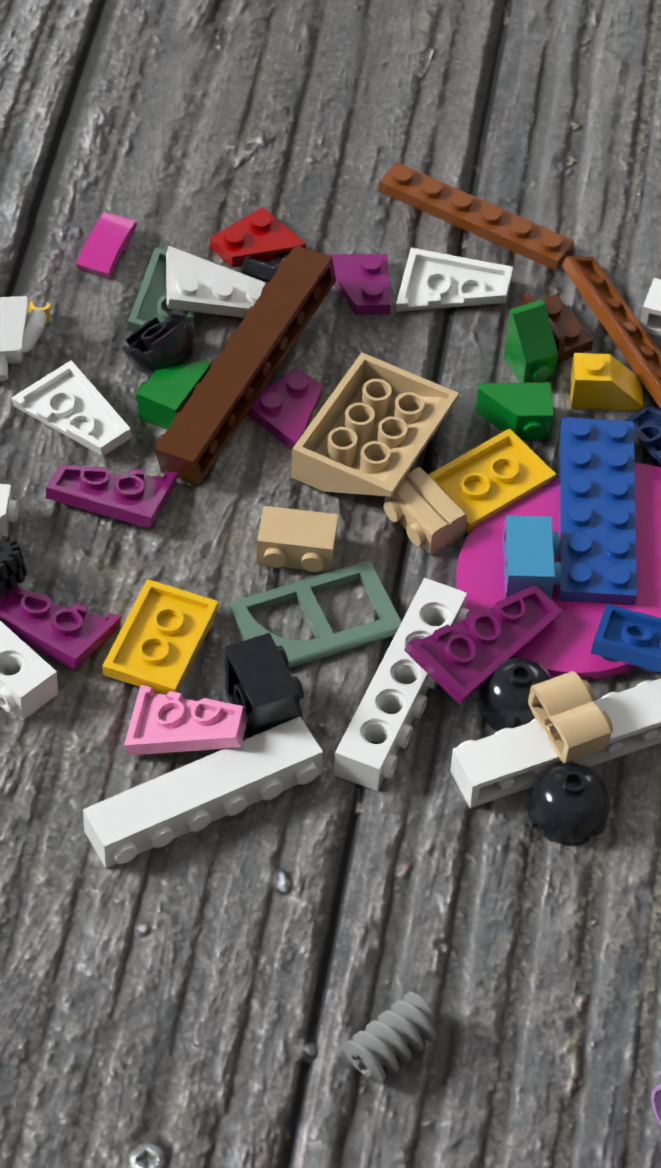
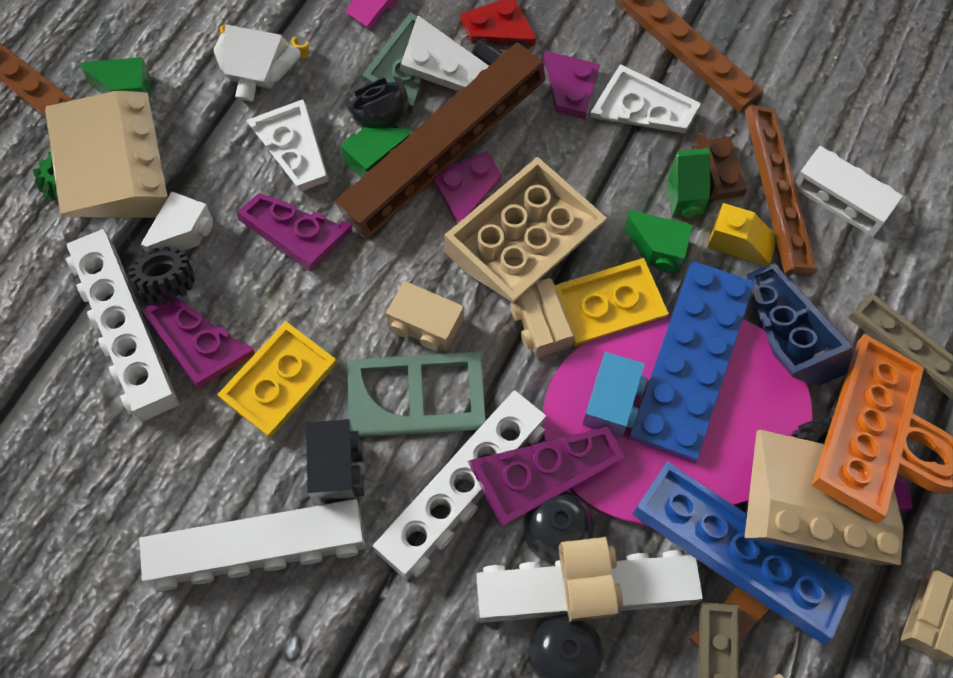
camera: 20 degrees right, 15 degrees up
(180, 725) = (258, 473): bright pink wing -> none

